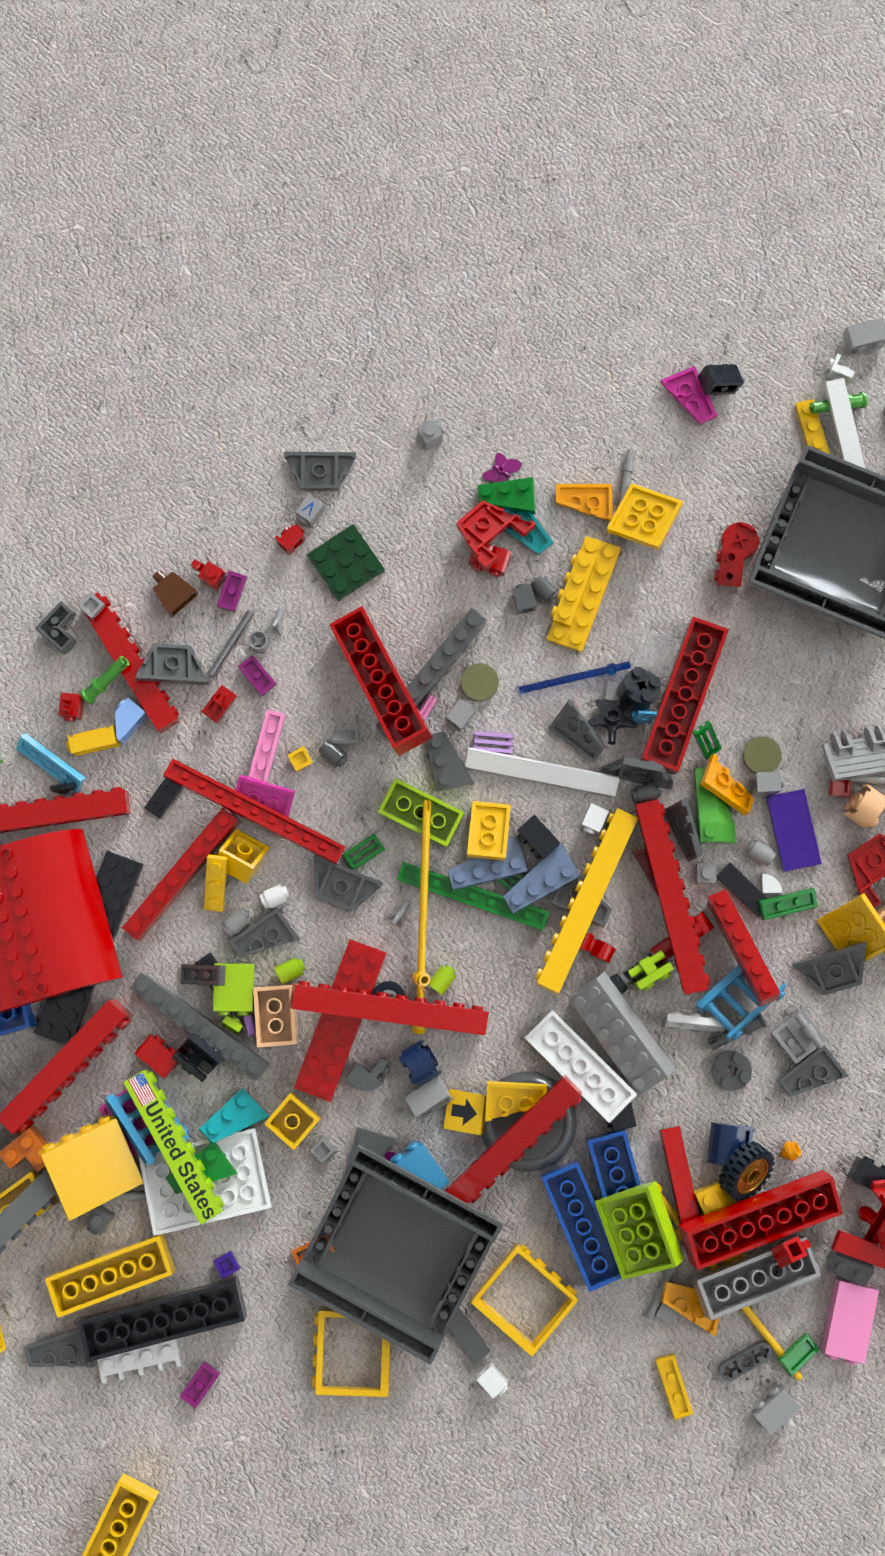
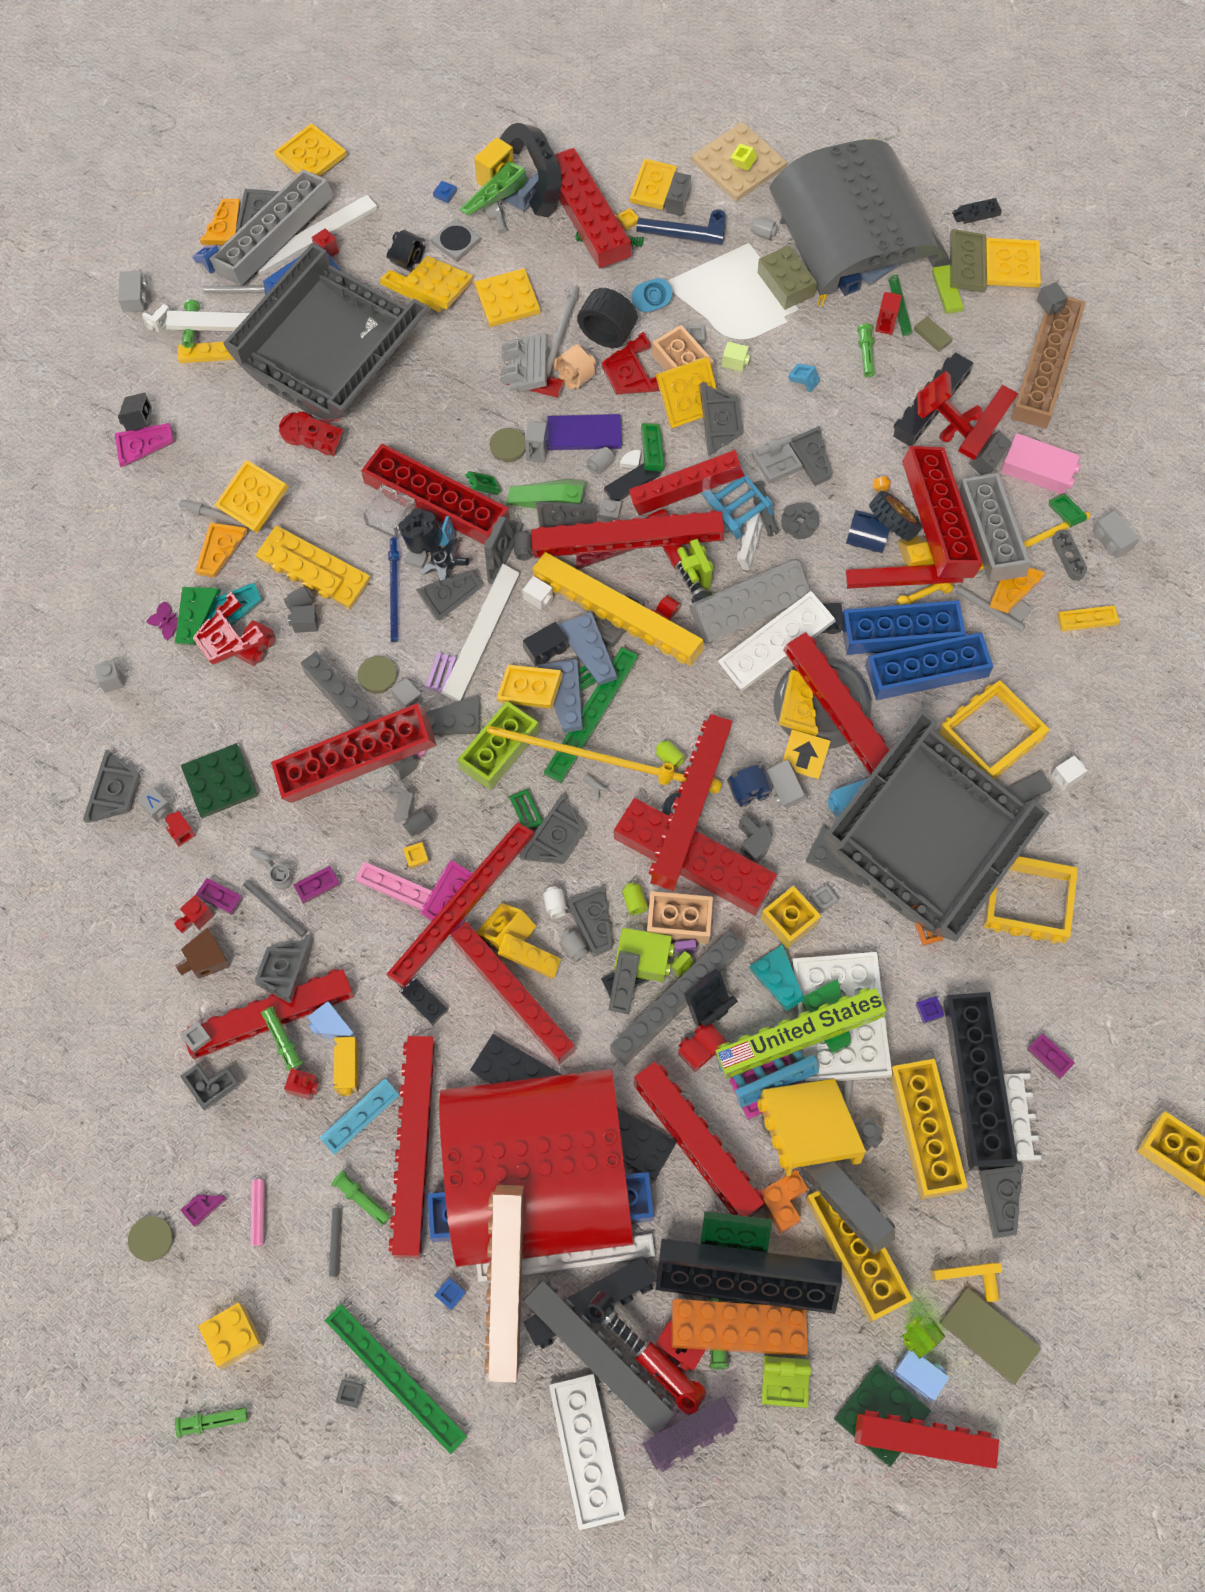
camera: 80 degrees left, 15 degrees down
(63, 788) = (390, 1106): black bar -> none
(219, 704) = (338, 925): red hips -> none
(639, 1231) = (940, 610): lime slope -> none
(720, 783) = (535, 475): light orange wing -> none
(790, 1251) = (974, 487): red brick -> none

